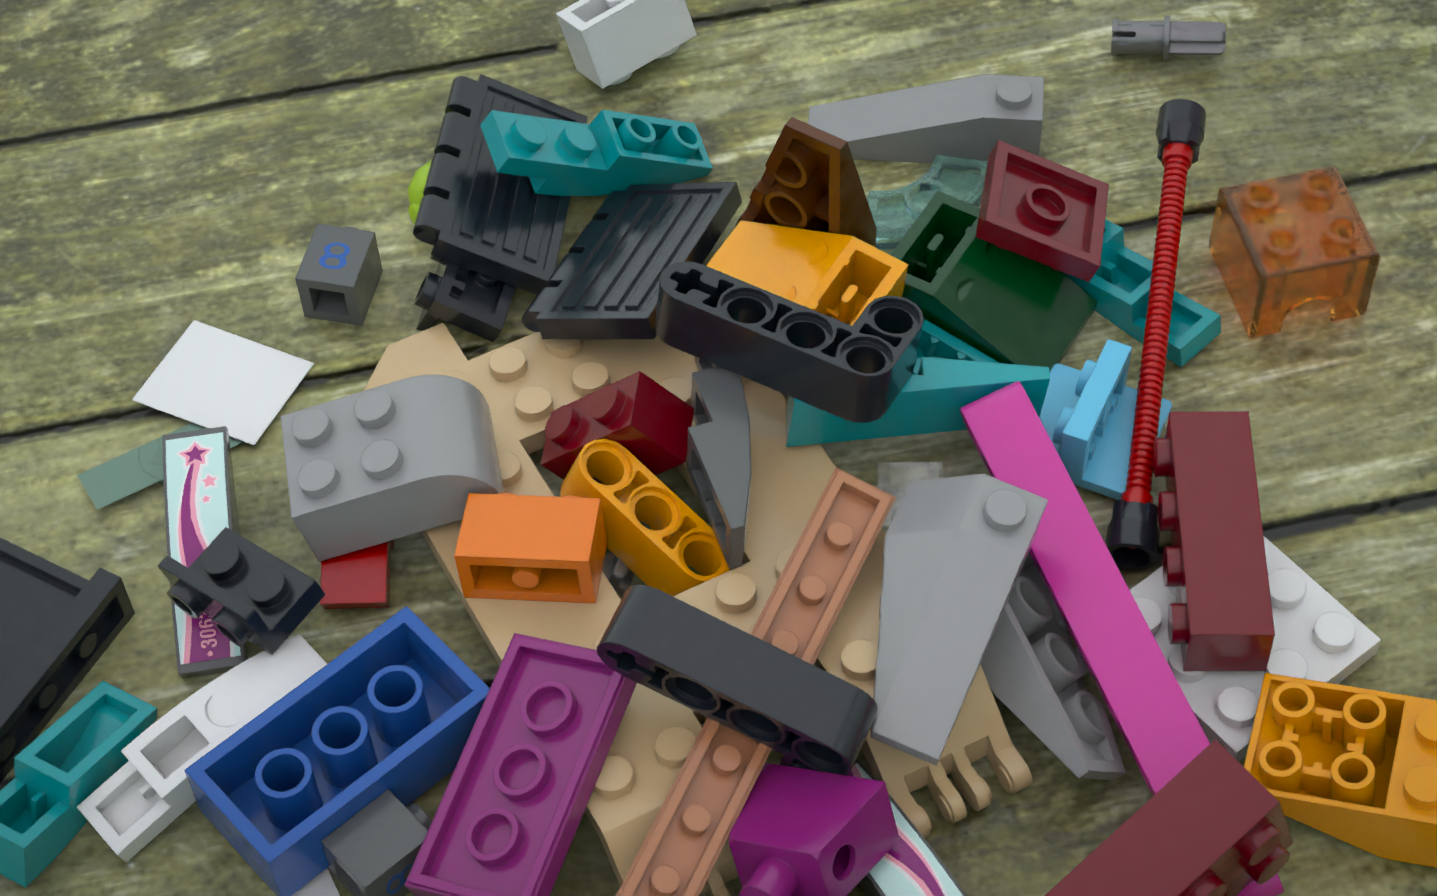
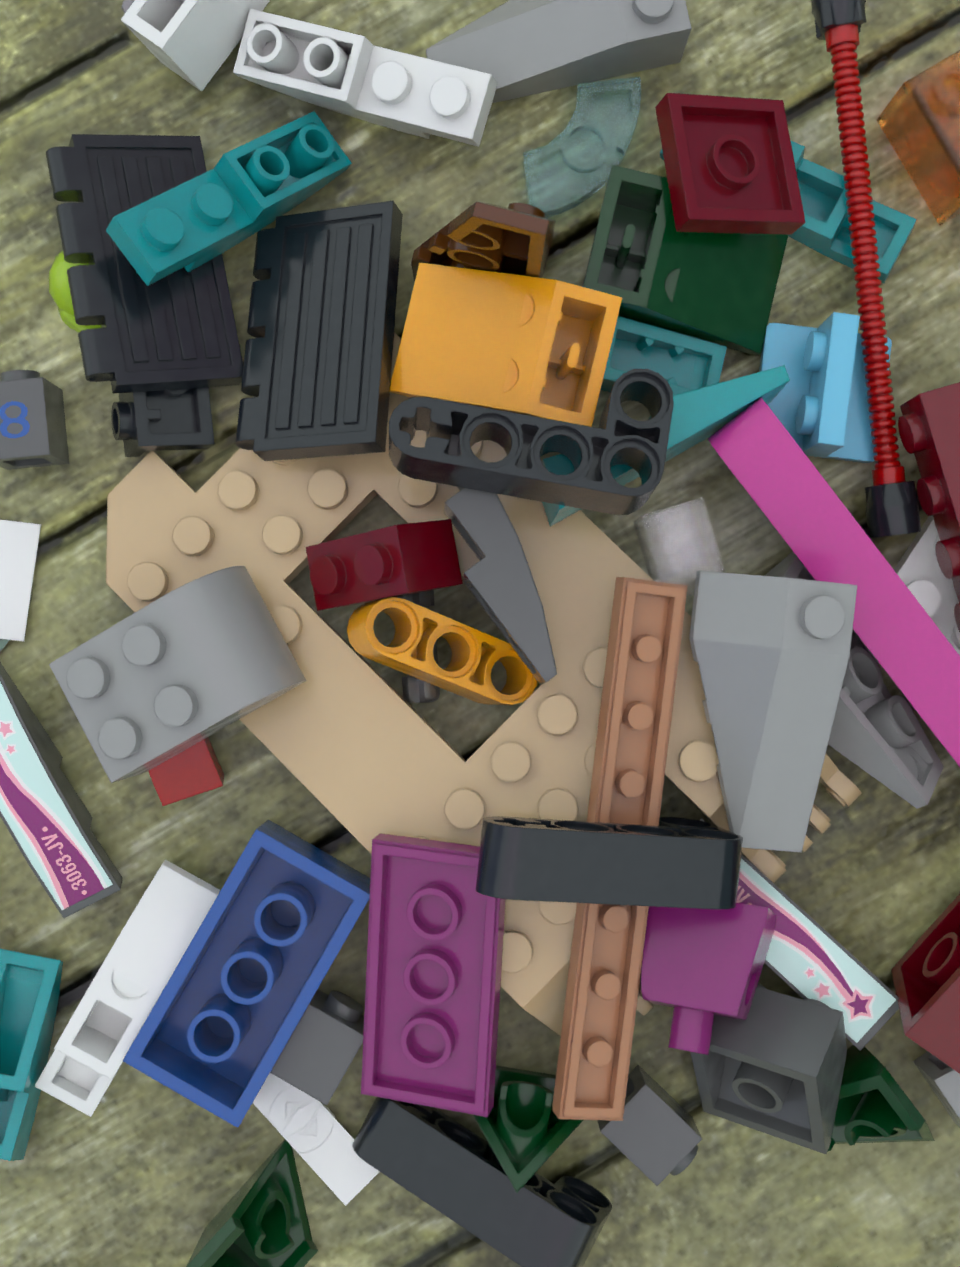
camera: 20 degrees left, 35 degrees up
(243, 591) = (91, 855): black bracket -> none
(531, 548) = (349, 728): orange brick -> none
(733, 100) = (365, 80): none -> white slope

